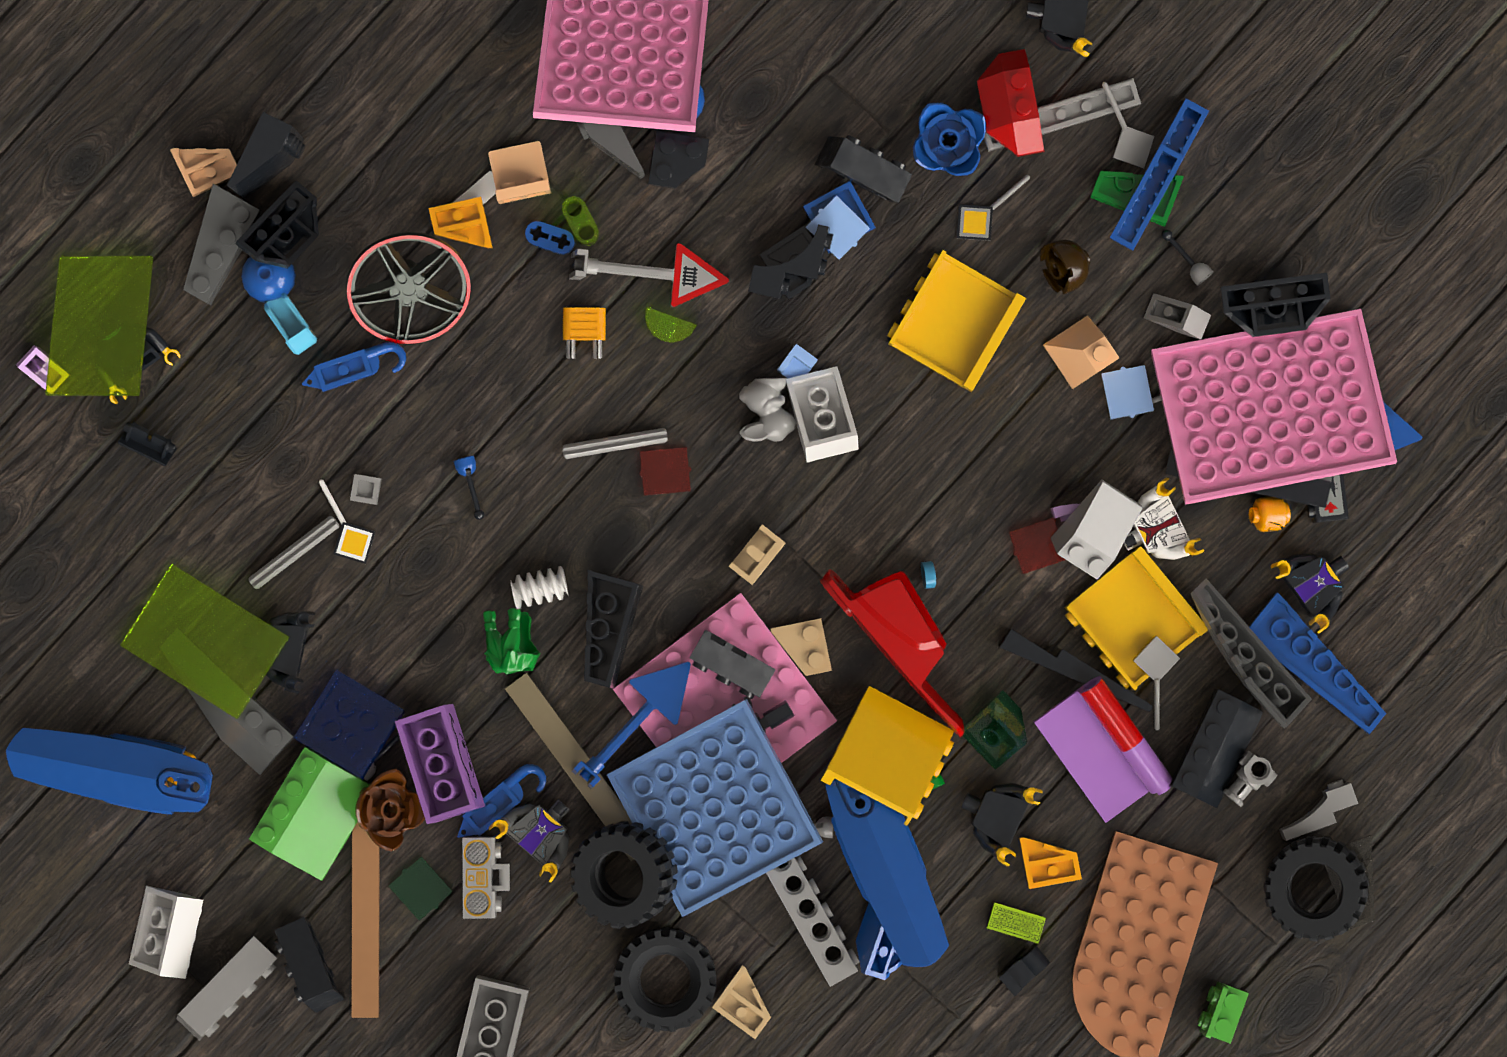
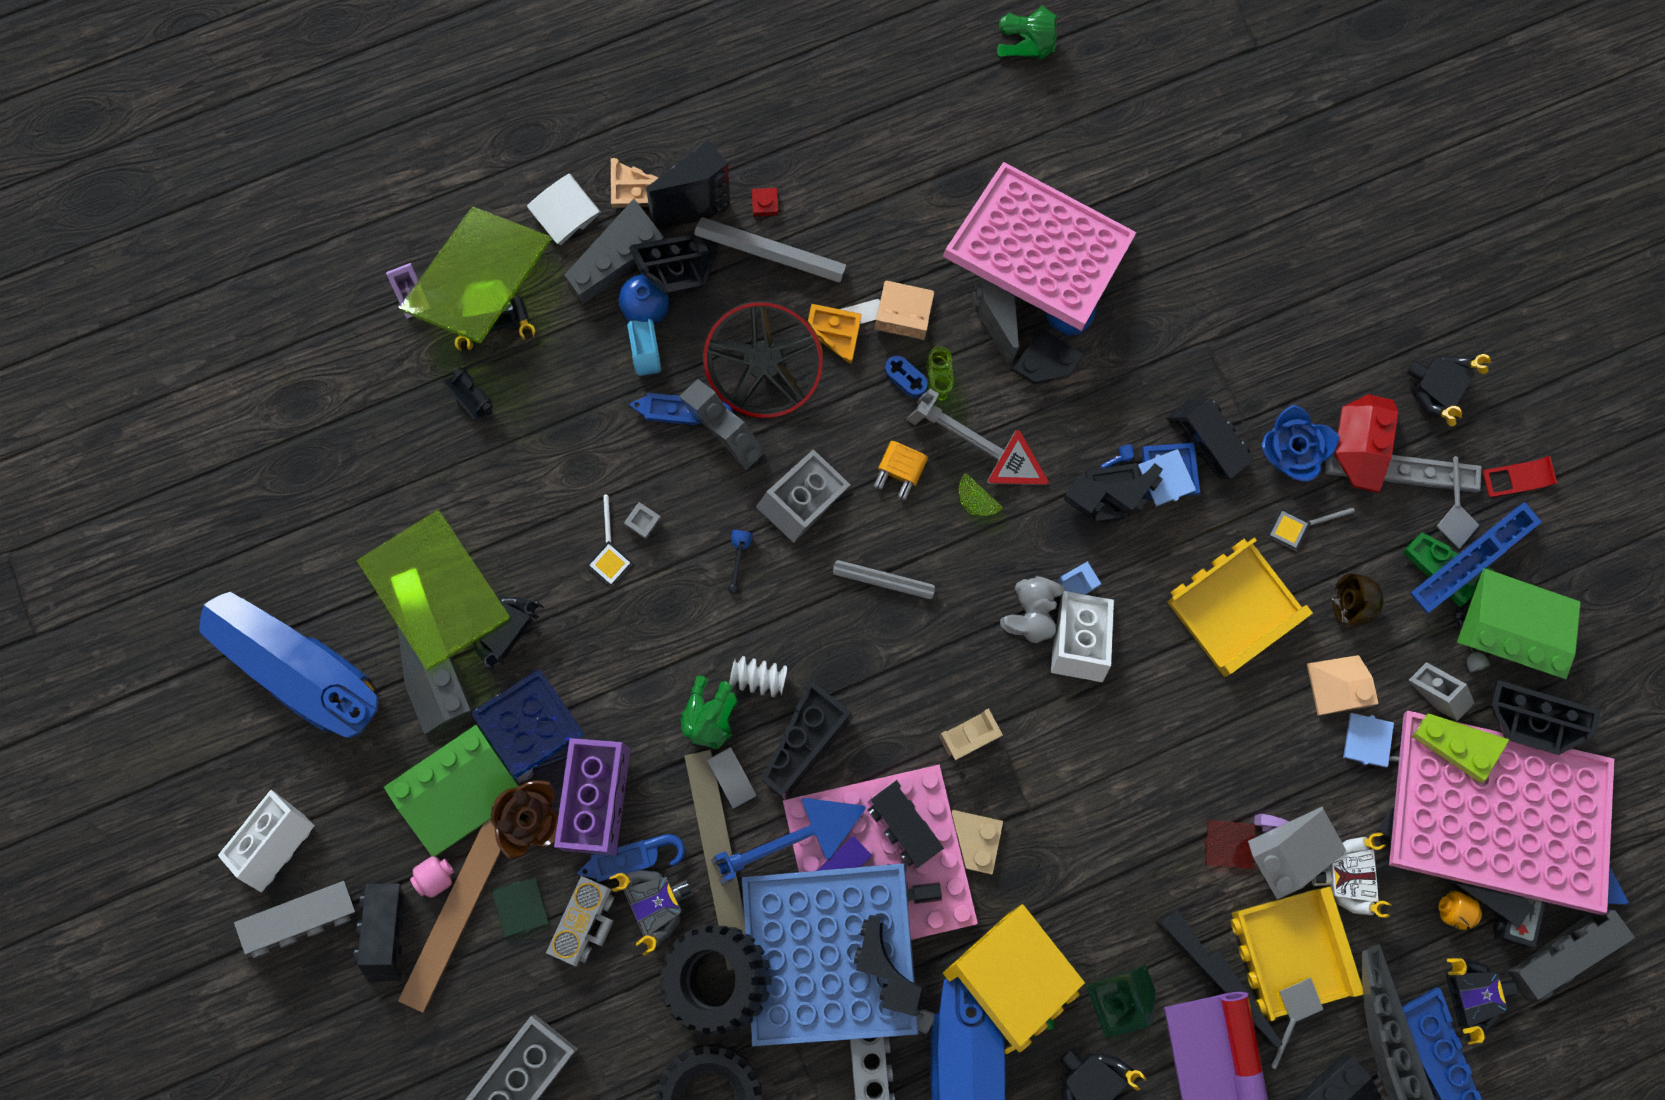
camera: 20 degrees right, 10 degrees down
(149, 221) = (563, 209): none -> white slope
(293, 552) = (551, 547): light grey axle -> none
(329, 897) = (432, 877): none -> bright pink head
(337, 124) = (765, 202): none -> red plate
(365, 172) = (770, 249): none -> light grey tile
(398, 365) = (725, 425): none -> dark grey arch
(504, 398) = (802, 495): none -> light grey slope
(557, 689) = (731, 778): none -> light grey slope
(665, 471) = (918, 625): clear red piece -> none
(694, 713) = (850, 855): none -> dark purple tile
(754, 796) = (873, 959): none -> black arch
(791, 219) = (1126, 454): none -> blue hand
(901, 629) = (1075, 866): red piece -> none
(928, 574) = (1119, 825): dark azure tile -> none
(1178, 69) = (1524, 476): none -> red piece
(1212, 361) = (1461, 745): none -> lime wing
(1226, 220) = (1522, 624): none -> bright green slope
(1382, 510) = (1570, 953): none -> dark grey wedge

